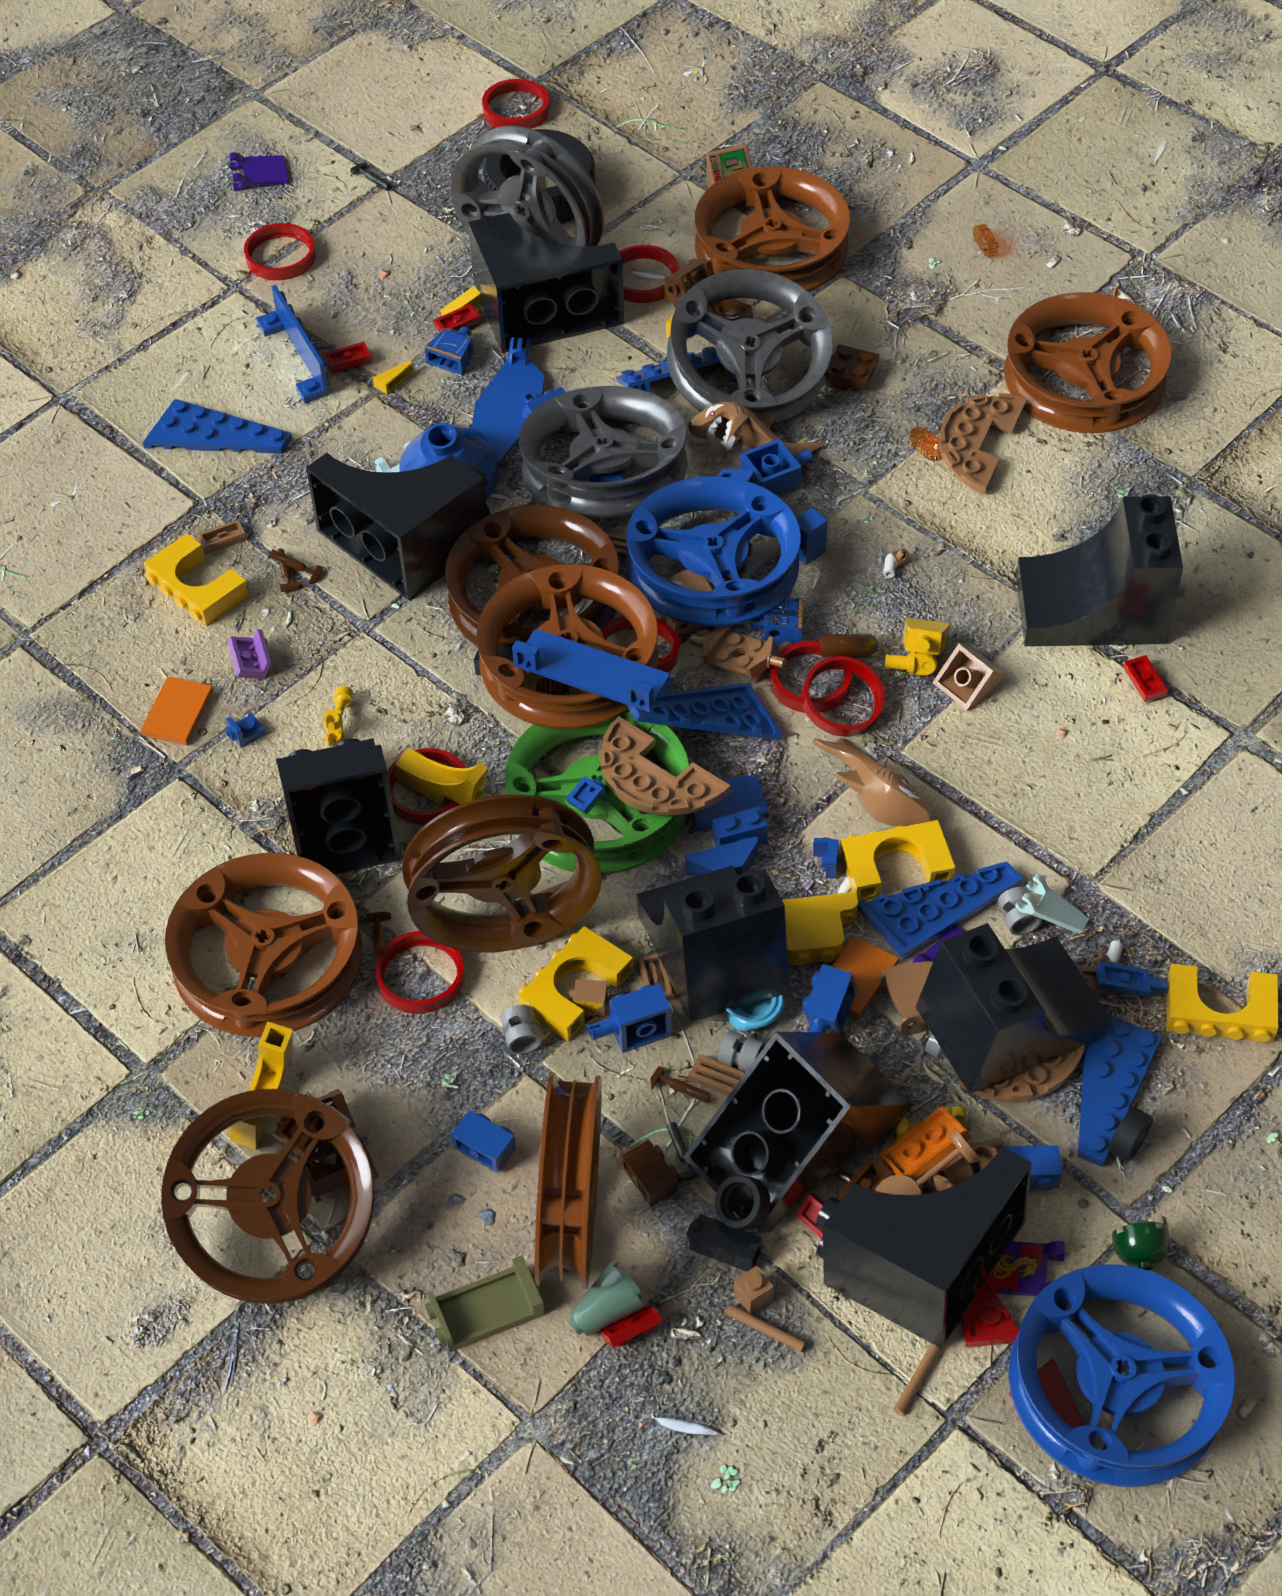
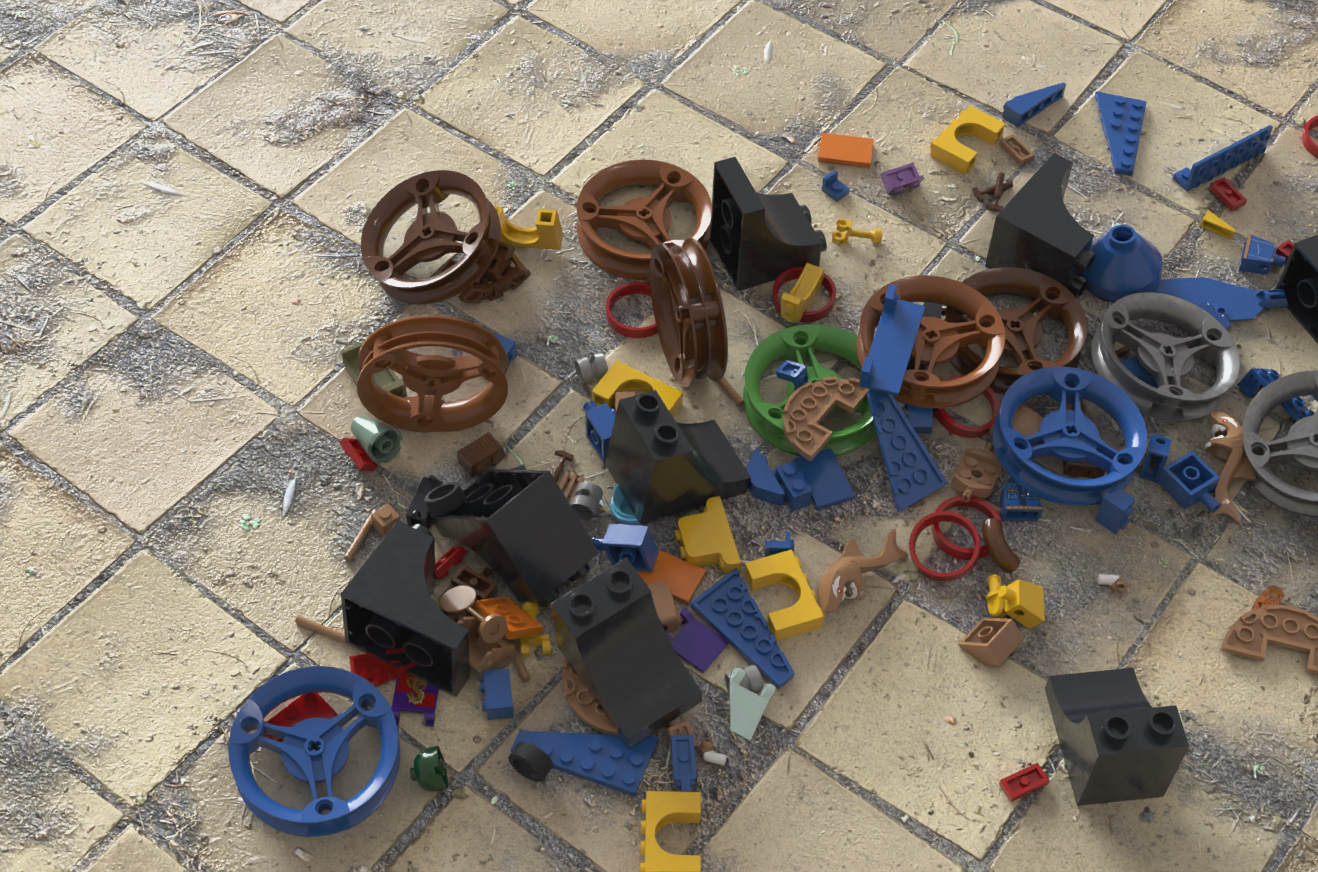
camera: 80 degrees right, 0 degrees up
(157, 517) = (1030, 104): none -> blue slope

